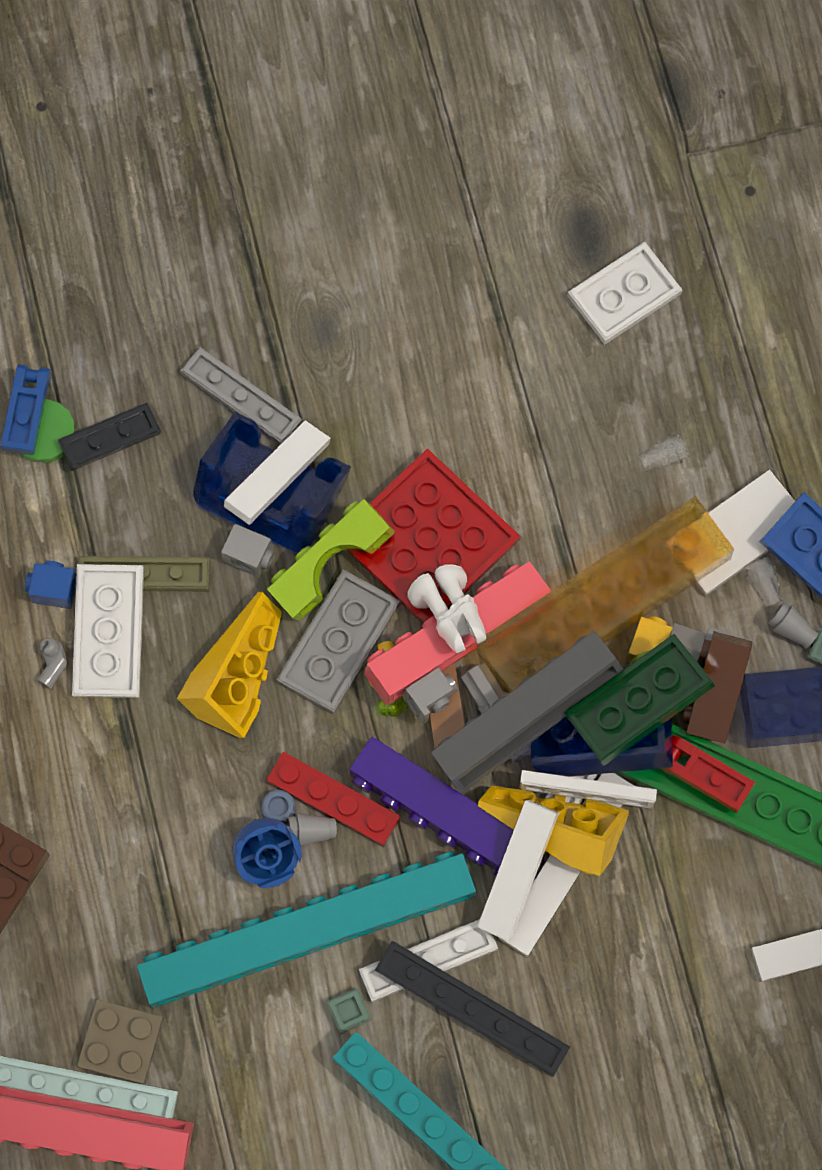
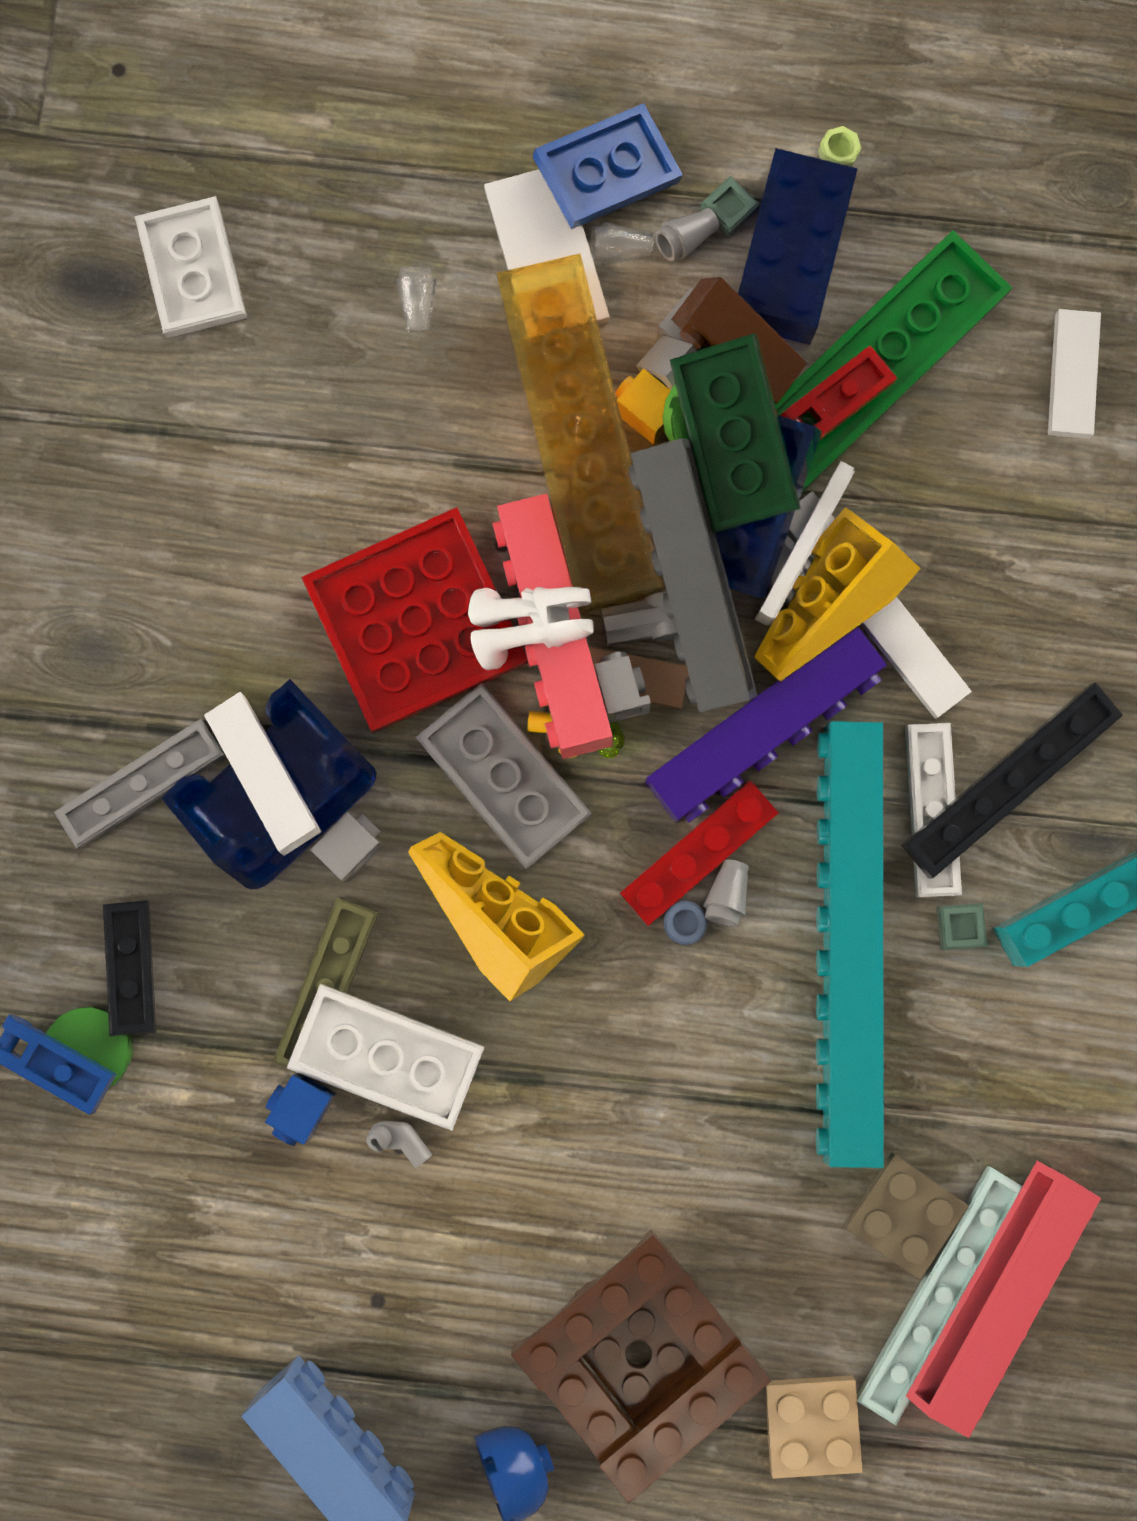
camera: 70 degrees left, 10 degrees up
(266, 852) = (744, 958): blue cylinder -> none
(299, 586) = (421, 798): lime arch -> none
(518, 870) = (879, 661): white tile -> none

